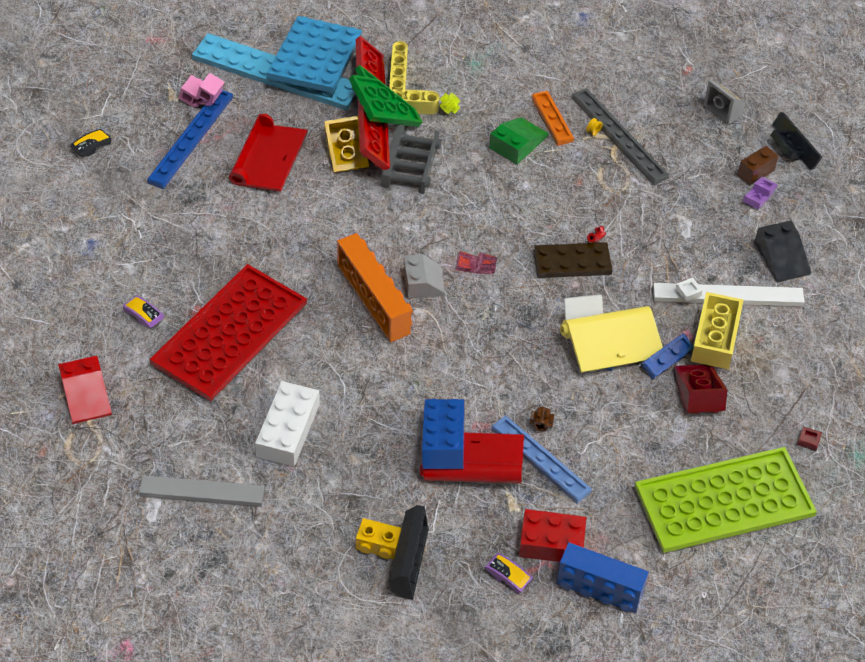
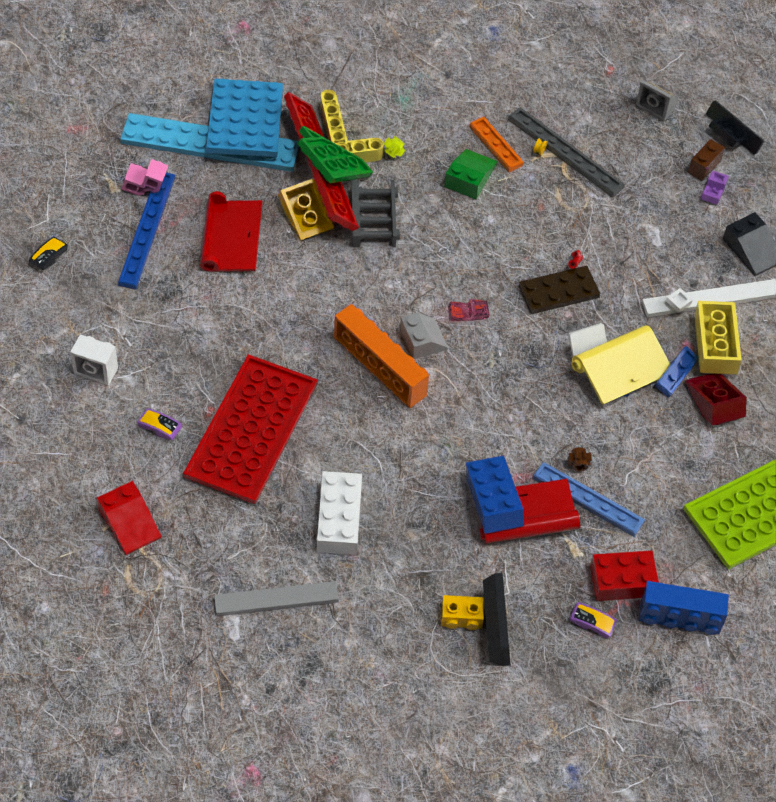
camera: 15 degrees left, 5 degrees up
(99, 241) = (94, 359): none -> white brick

